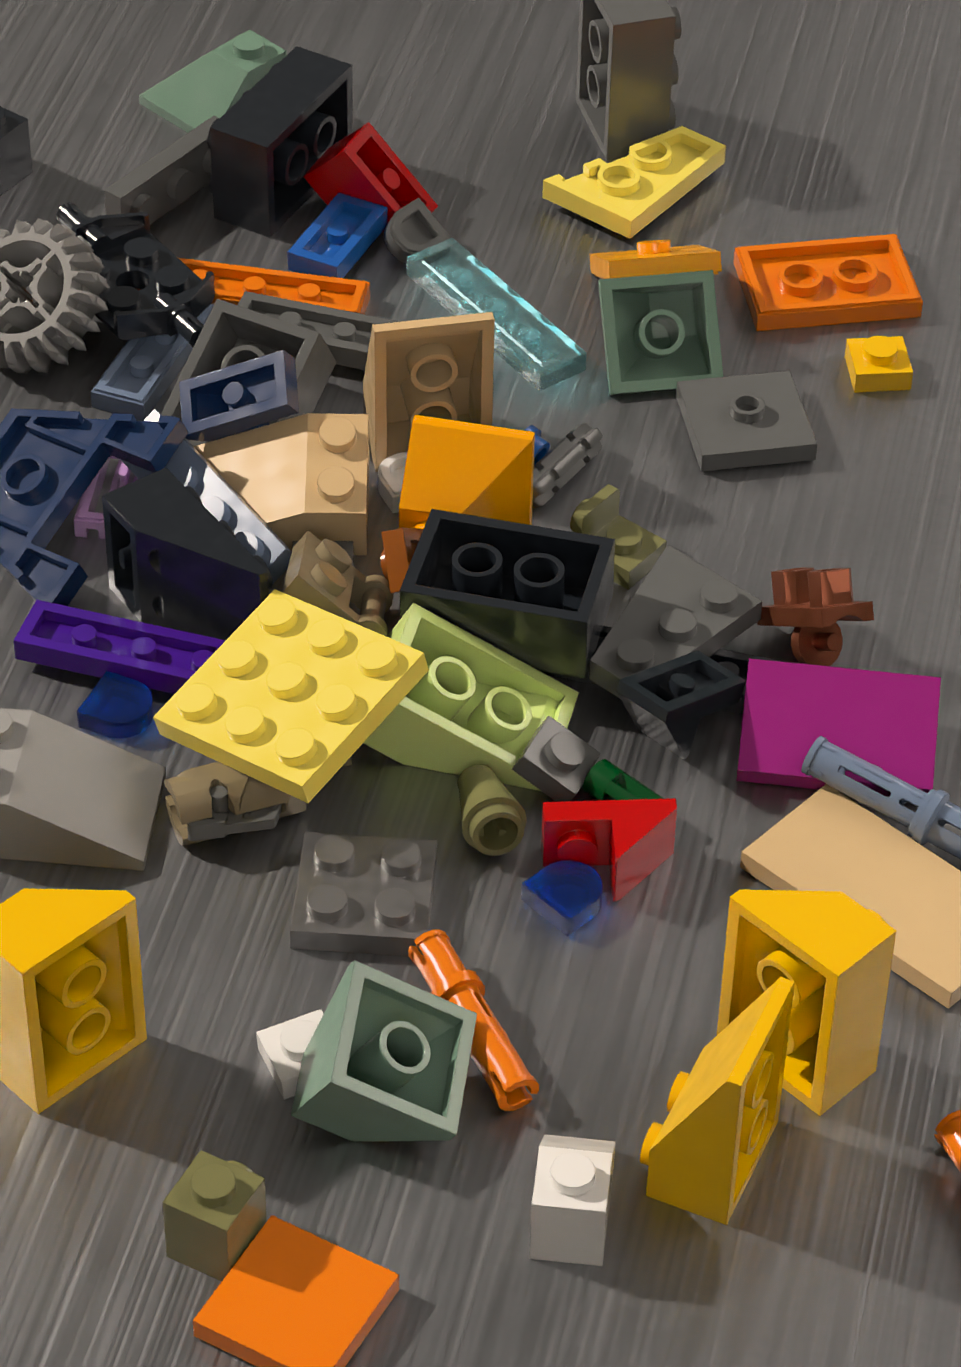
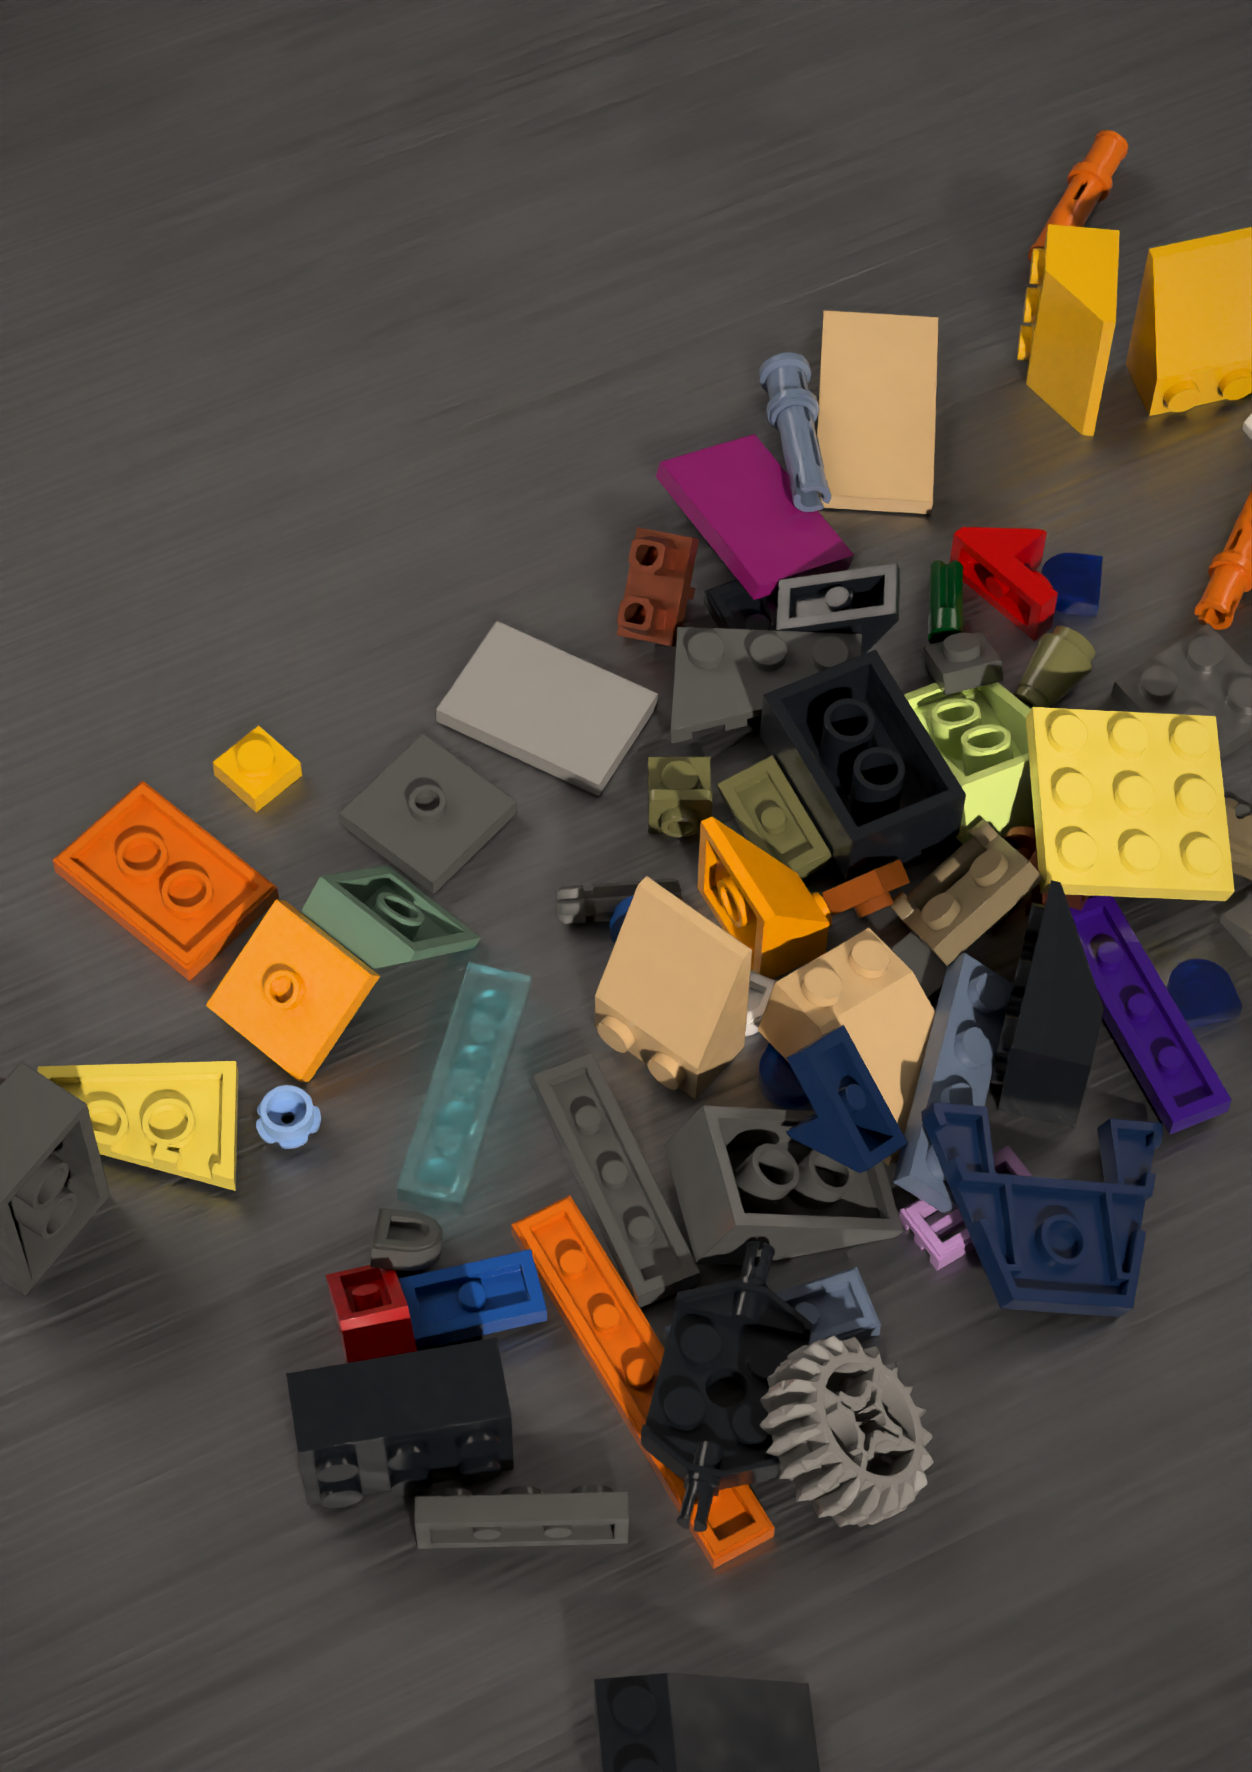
camera: 130 degrees left, 15 degrees up
(213, 81) = (317, 1622): sand green slope -> none
(568, 234) = (282, 1102): none -> light blue plate
(777, 525) = (547, 708): none -> light grey tile

